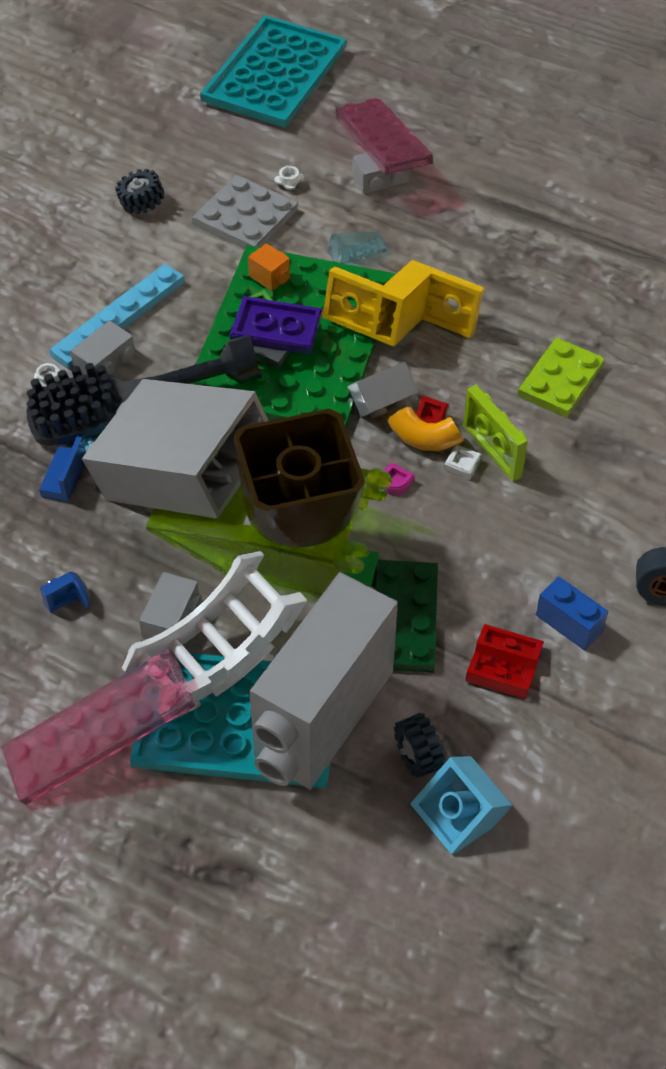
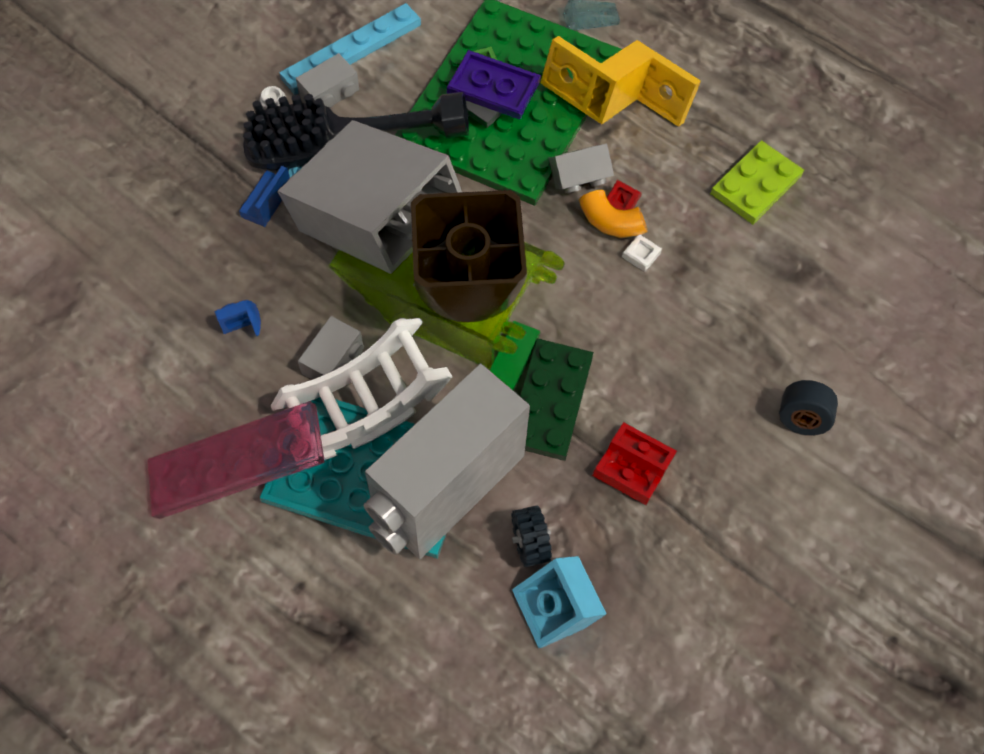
camera: 10 degrees right, 10 degrees up
(269, 267) = (500, 23): orange brick -> none
(401, 479) = (575, 259): dark pink tile -> none
(495, 433) = (678, 230): lime plate -> none
(571, 613) = (709, 428): blue brick -> none

